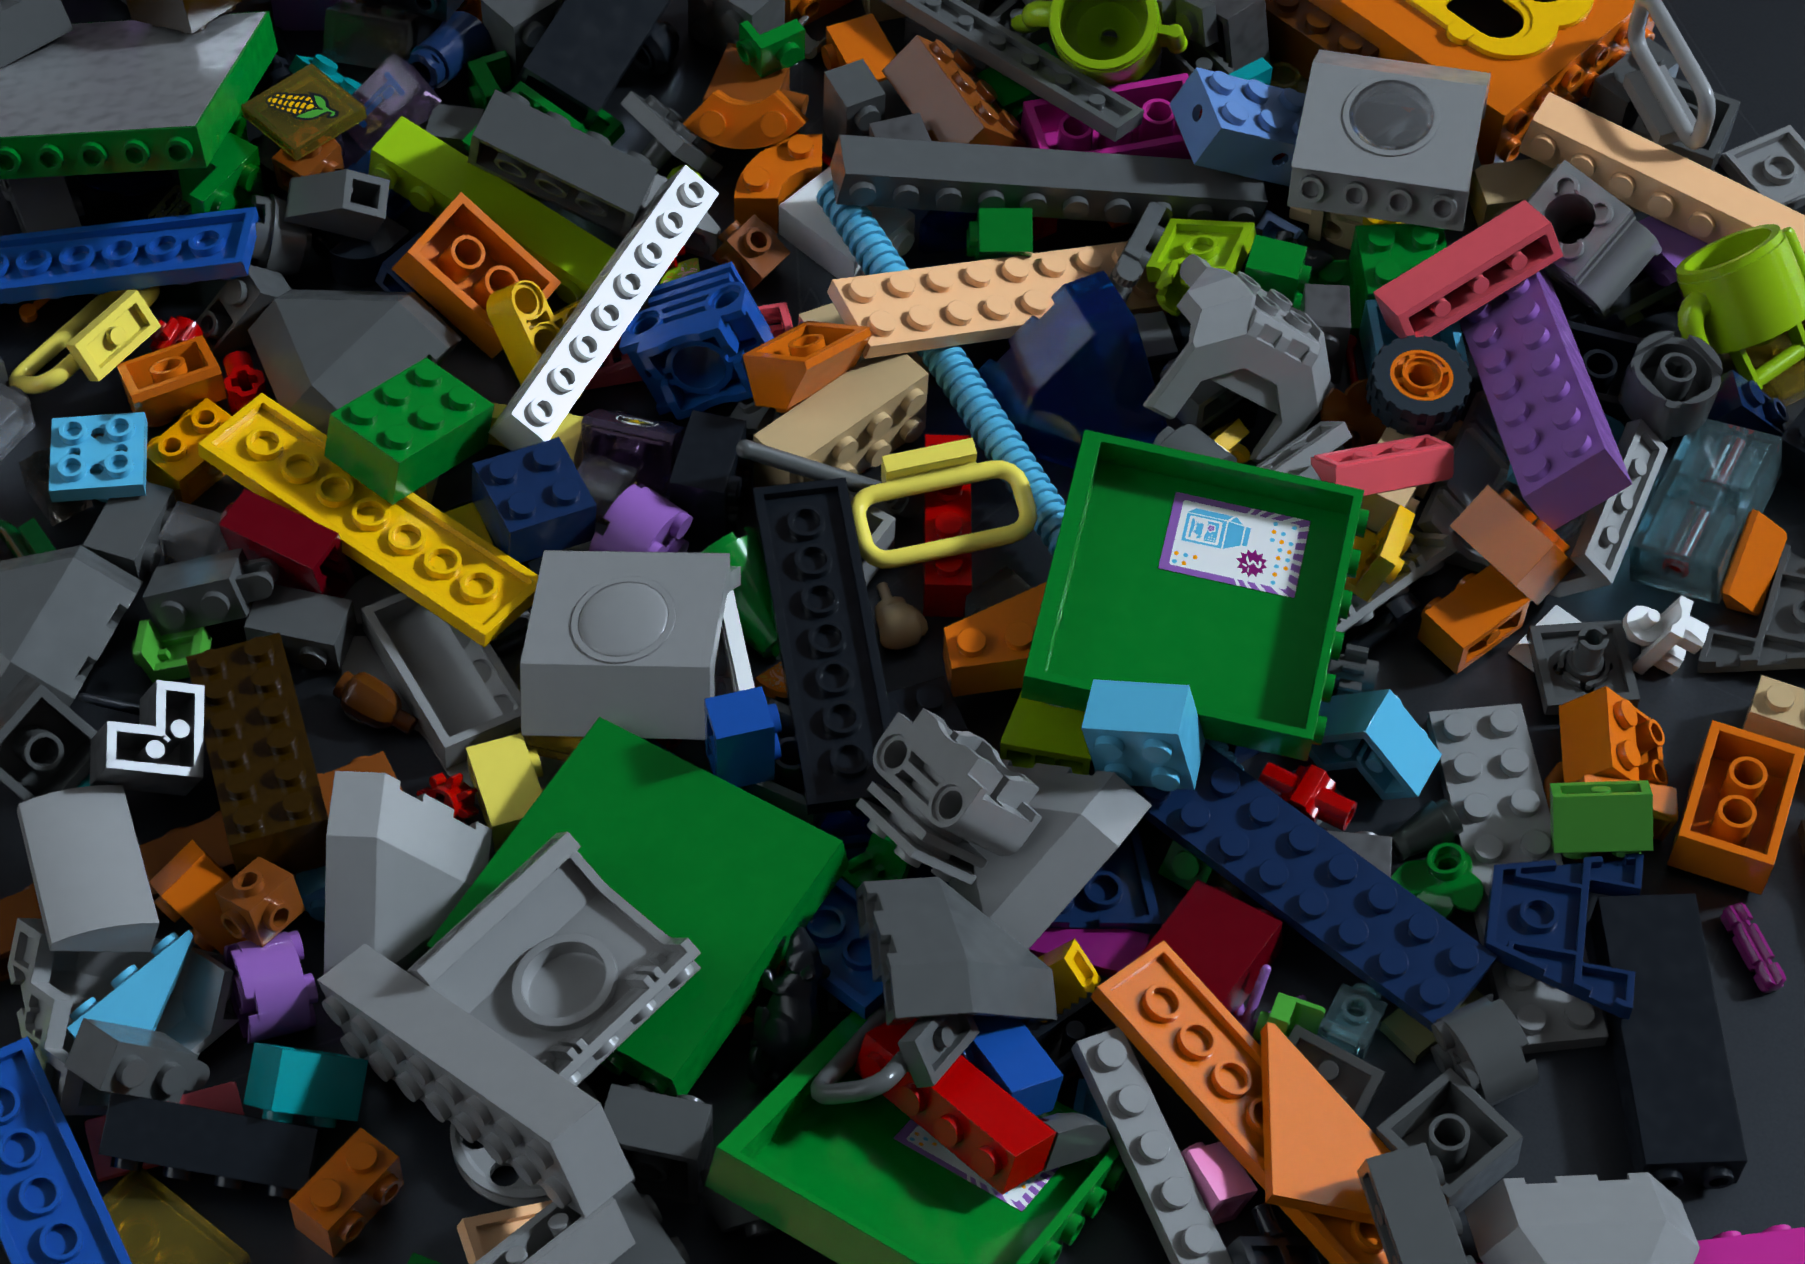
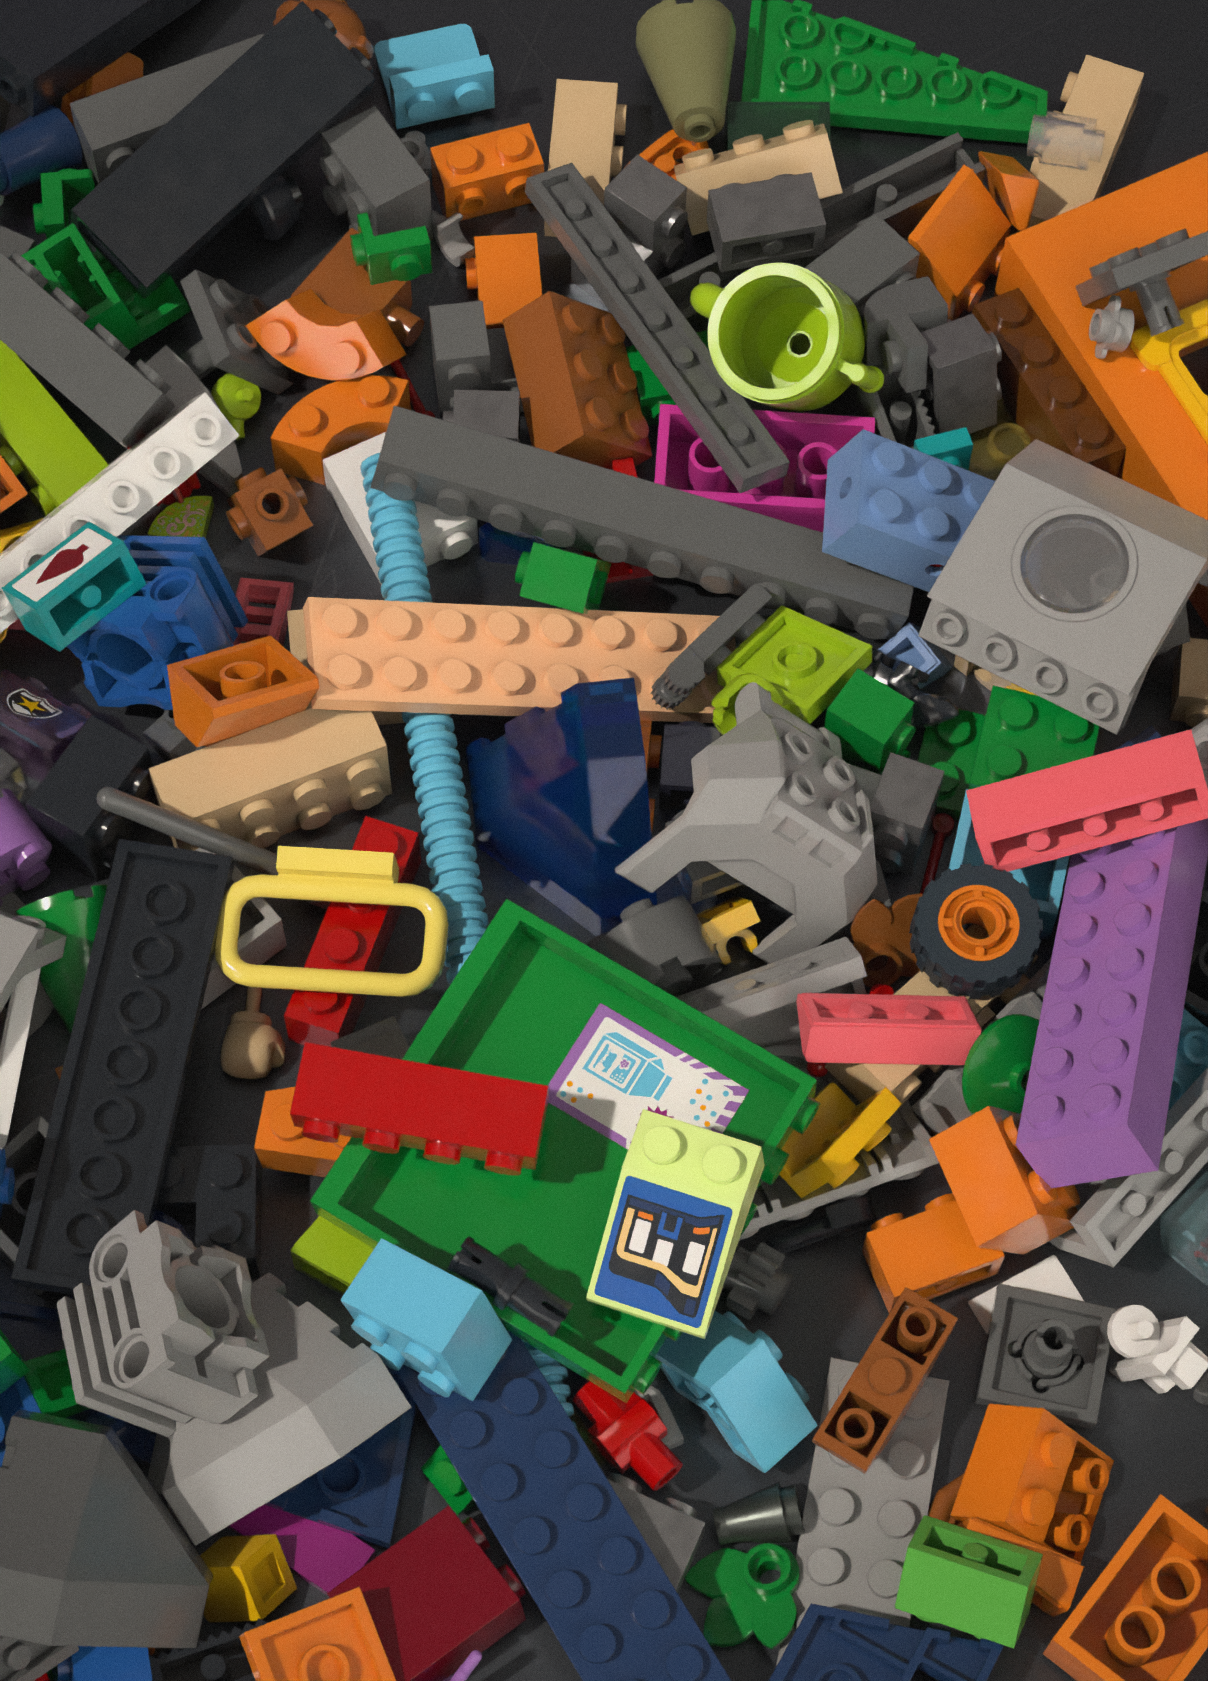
camera: 20 degrees right, 10 degrees up
(649, 316) = (74, 586): none -> teal brick
(1085, 581) = (420, 1108): none -> red brick
(1206, 687) = (510, 1286): none -> black pin
(1306, 607) = (675, 1223): none -> slope
(1474, 465) = (1000, 1064): none -> green dish
(1485, 697) = (885, 1381): none -> dark orange slope

